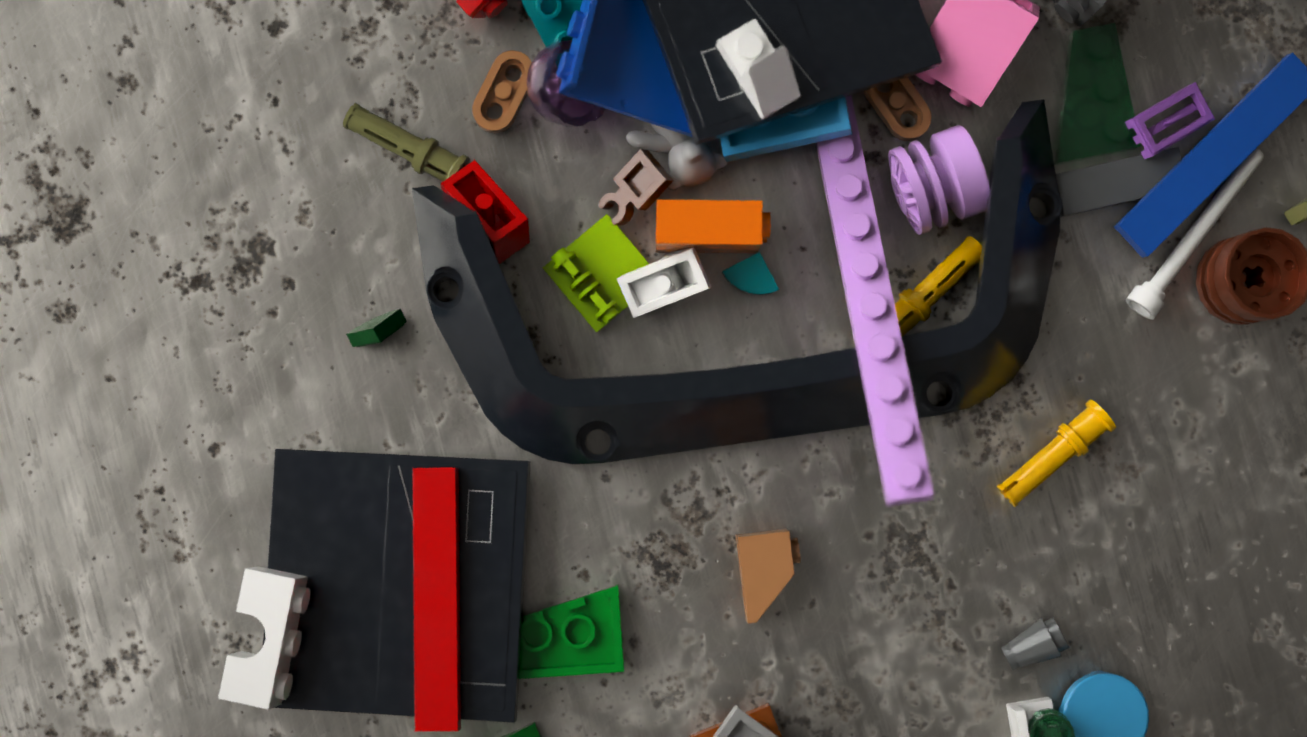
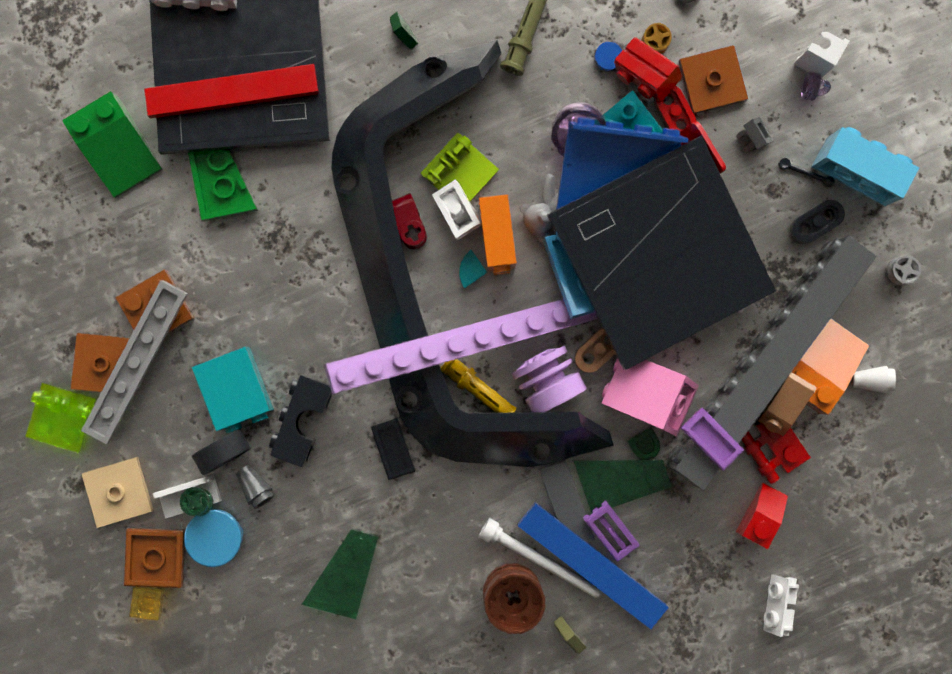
camera: 85 degrees right, 0 degrees up
(458, 28) = (605, 56): none -> blue tile
(500, 217) = (488, 92): red slope -> none
(501, 92) = (570, 88): medium nougat plate -> none
(640, 185) = (520, 186): plate -> none
(662, 356) = (408, 219): none -> dark red piece
(759, 68) = (601, 248): white slope -> none
(765, 568) = (281, 302): medium nougat slope -> none
(887, 656) = (233, 390): none -> teal brick
(979, 578) = (290, 442): none -> black arch
(981, 686) = (221, 452): none -> black tyre
(1004, 429) = (393, 449): none -> black tile
(1045, 54) = (645, 444): none -> dark green tile
(1071, 441) = (390, 492): yellow pin -> none
(1187, 526) = (345, 576): none -> clear green wing

